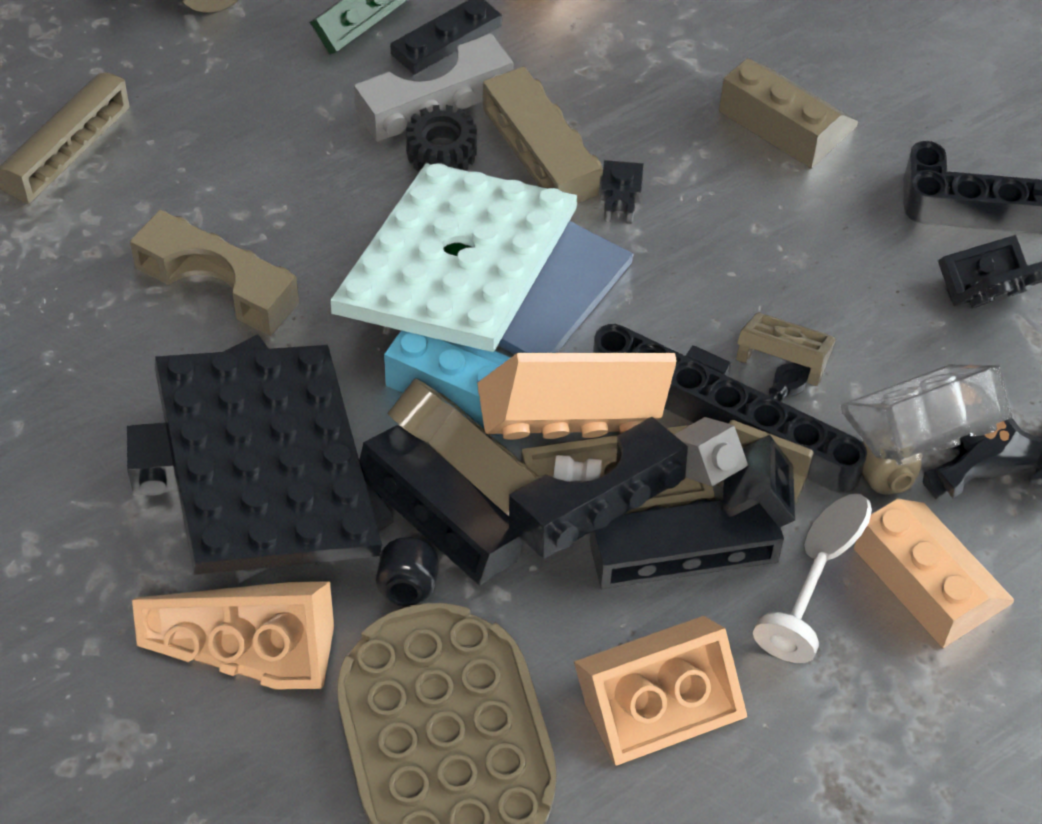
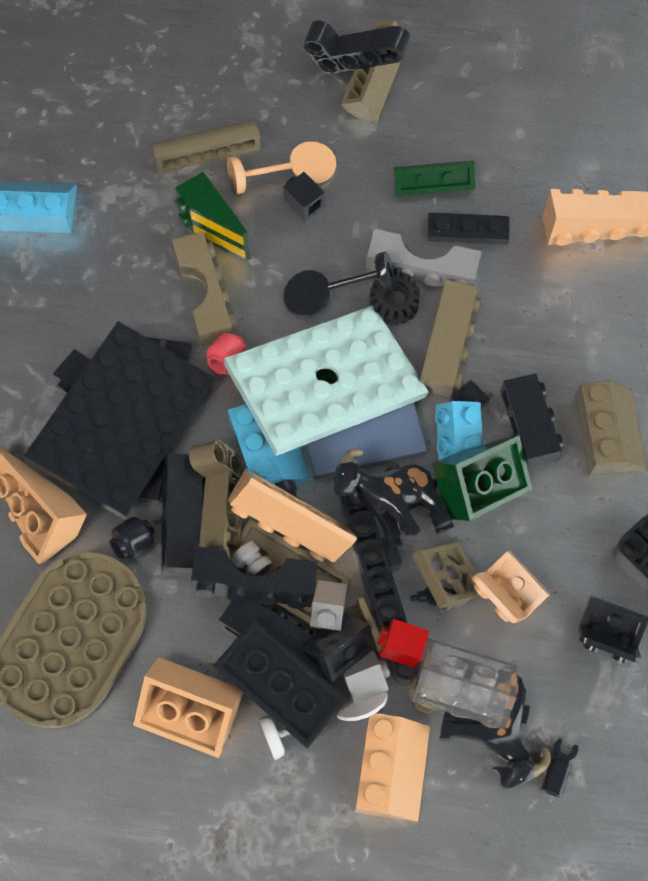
camera: 45 degrees right, 15 degrees up
(140, 179) = (207, 212): none -> dark green slope
(196, 79) = (307, 157): none -> light nougat piece
(235, 111) = (304, 196): none -> black brick
(310, 313) = (223, 347): none -> coral head
(344, 195) = (310, 290): none -> black piece
(646, 211) = (458, 427): none -> medium azure bracket
(653, 304) = (393, 496): none -> black animal
(706, 153) = (532, 419): none -> black brick
(720, 233) = (482, 478): none -> dark green slope
(740, 569) = (280, 683): none -> black tile
(819, 499) = (367, 677): none -> light grey brick
(826, 422) = (402, 642): none -> red brick
(860, 307) = (510, 588): none -> light nougat bracket

